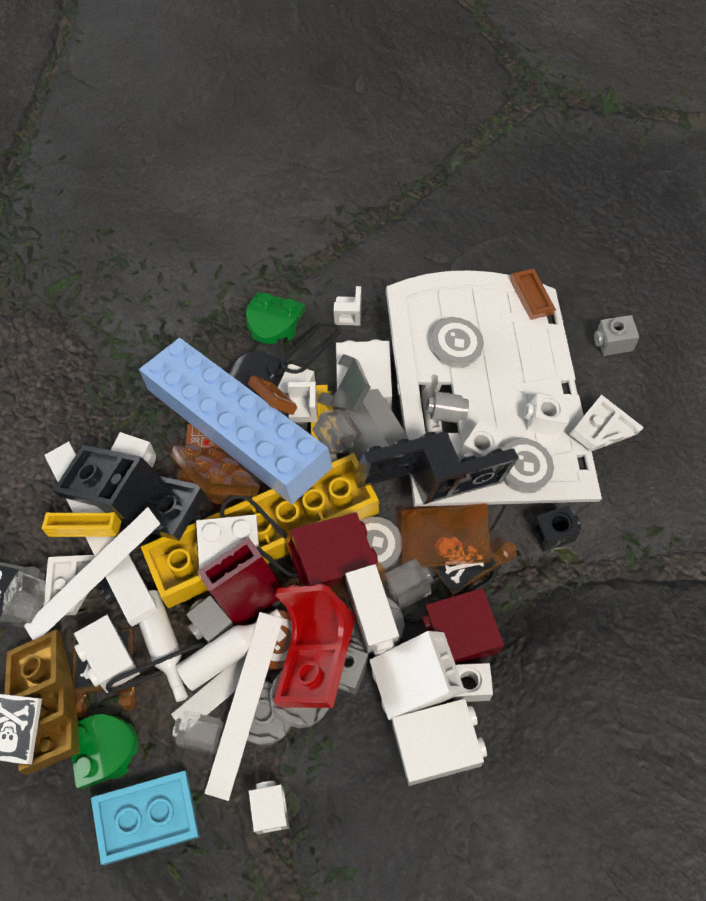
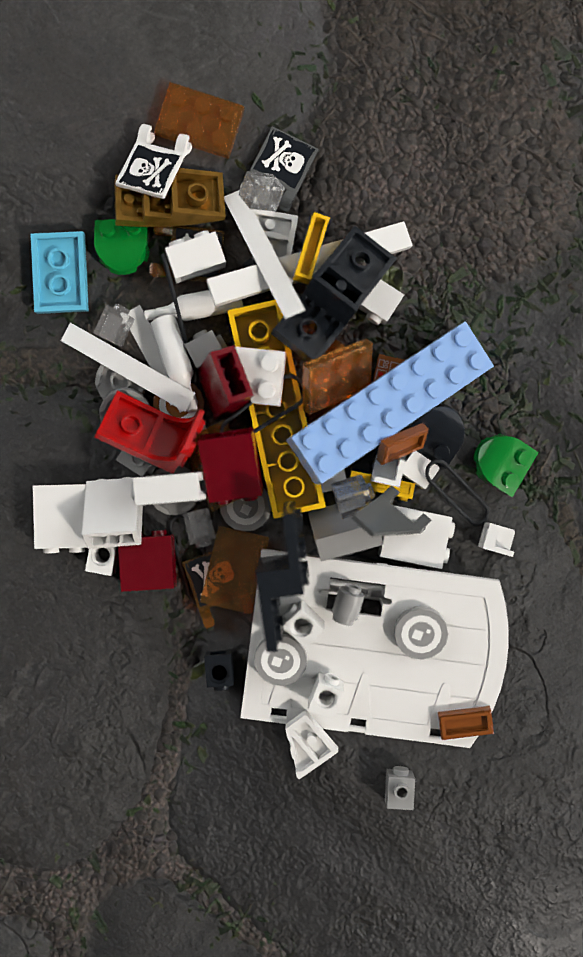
camera: 100 degrees right, 25 degrees up
(268, 808) = (43, 371): white brick -> none

